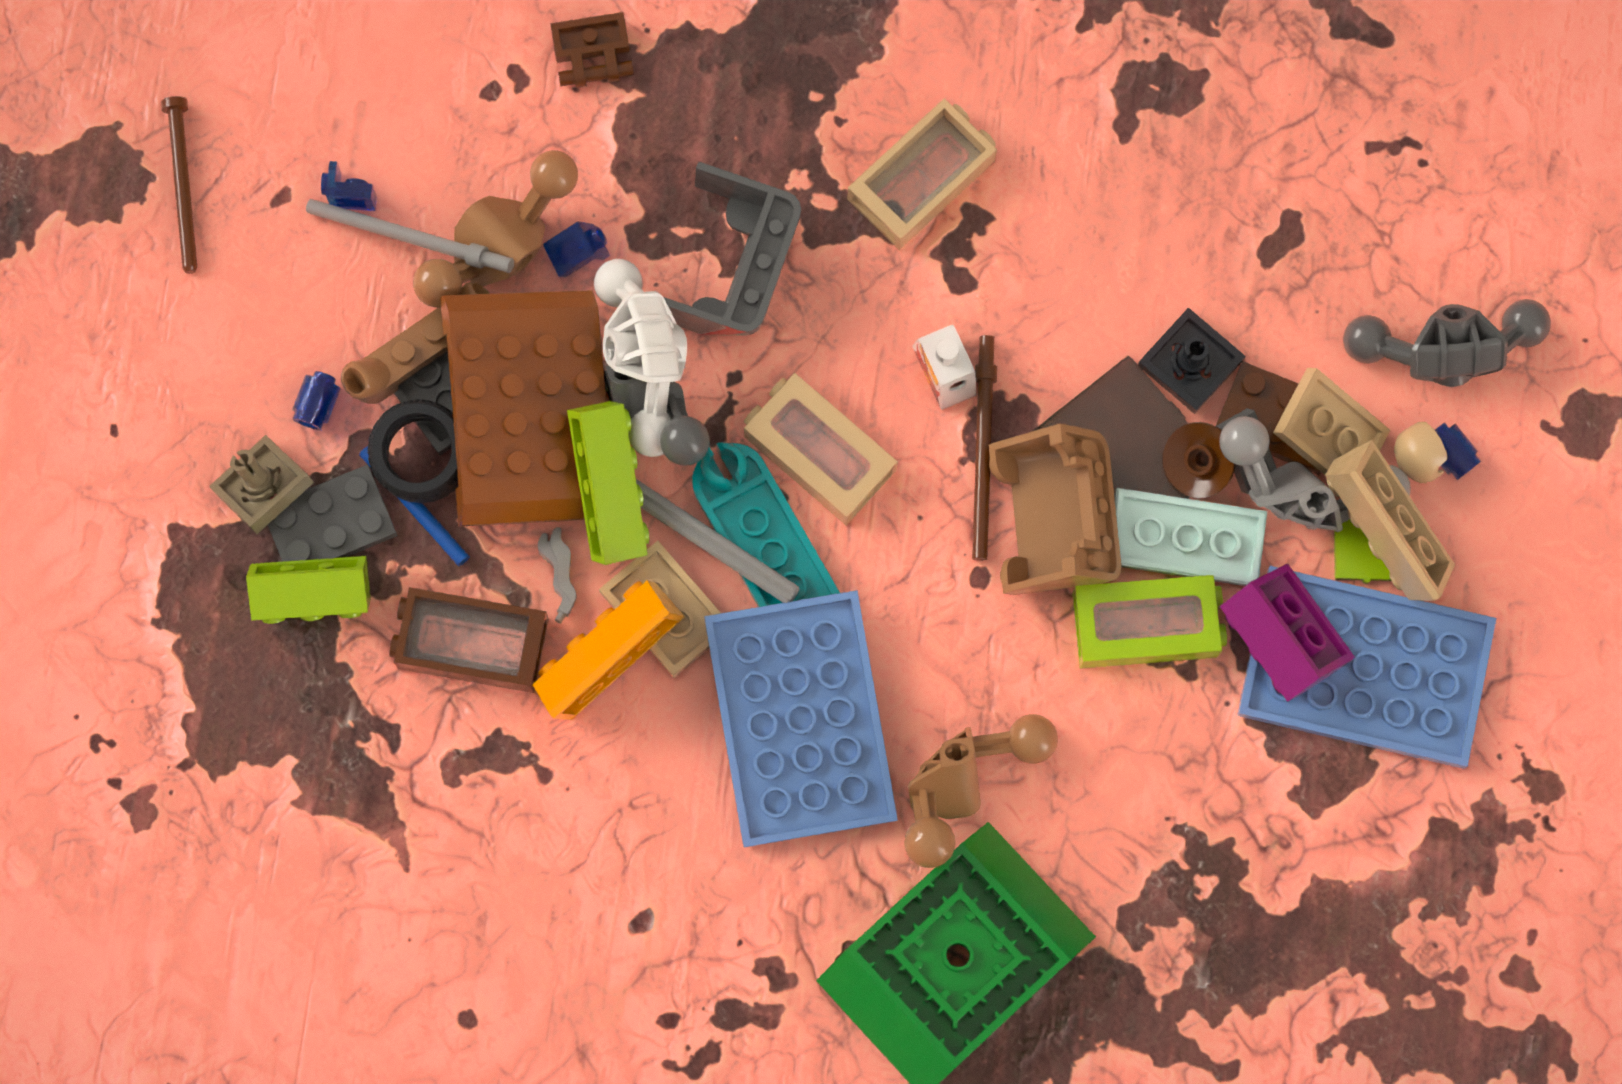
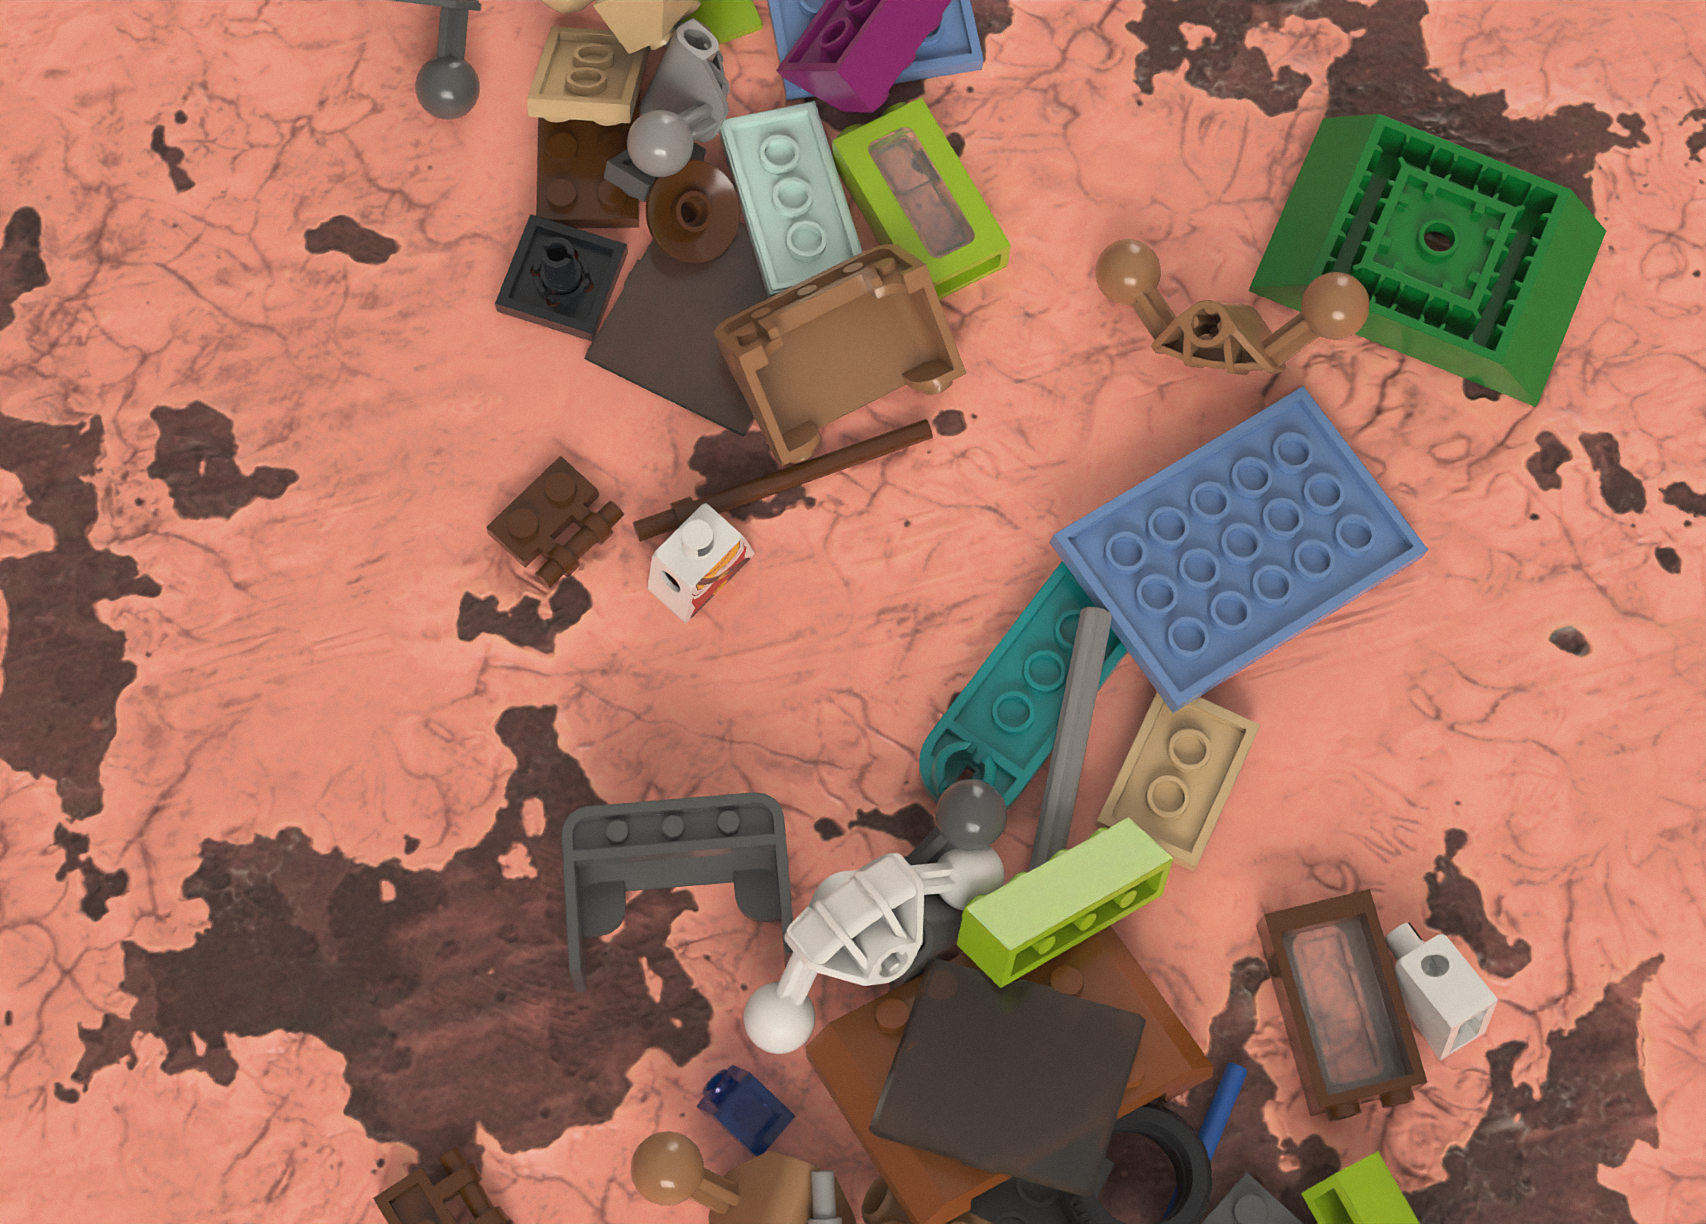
camera: 115 degrees left, 5 degrees down
(433, 703) = (1440, 990): none -> white torso
(508, 387) = (1009, 1077): none -> clear smoke piece
(559, 556) = (1175, 939): light grey hair -> none
(607, 650) = (1281, 808): light orange slope -> none
(819, 448) = (879, 673): tan piece -> none
(922, 173) = (446, 697): piece -> none
(1027, 285) = (545, 512): none -> reddish brown plate

